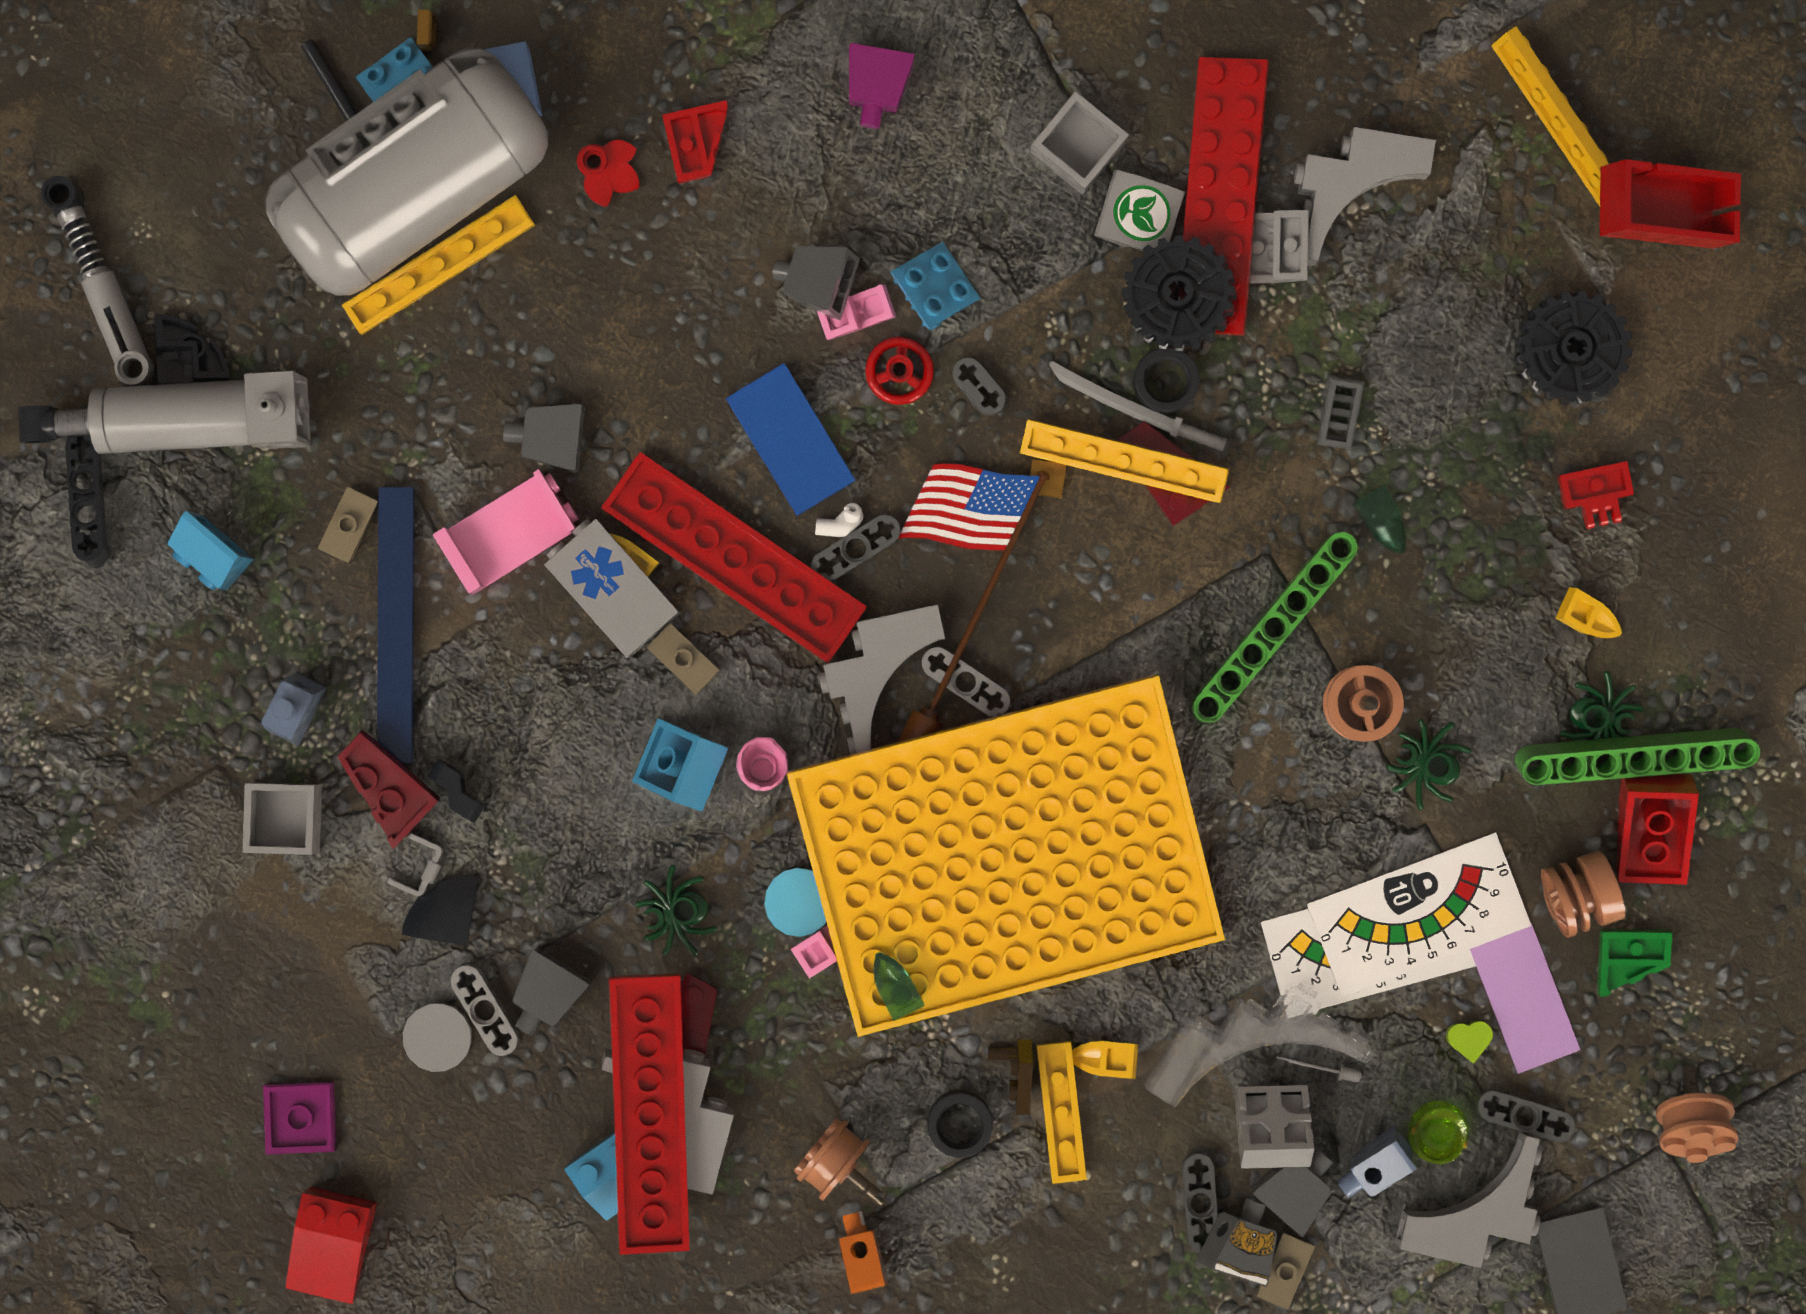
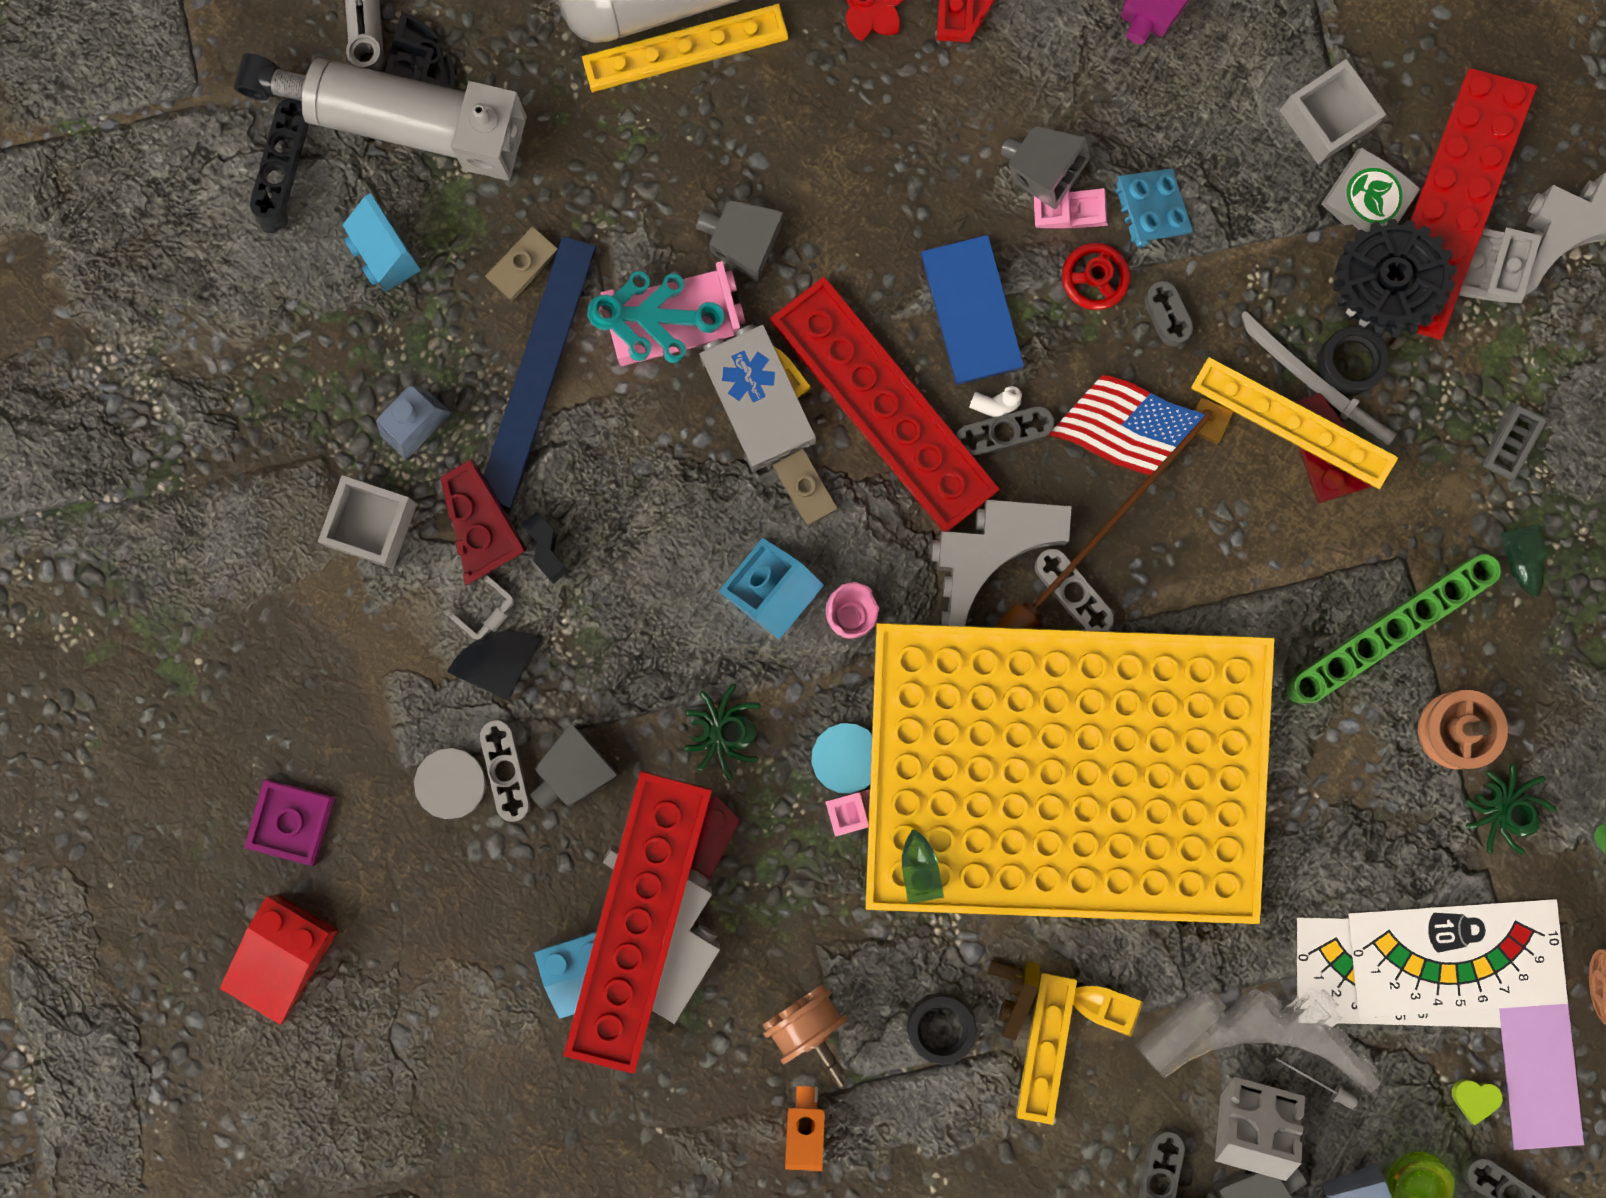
camera: 15 degrees right, 5 degrees down
(486, 543) = (650, 316): none -> teal plant

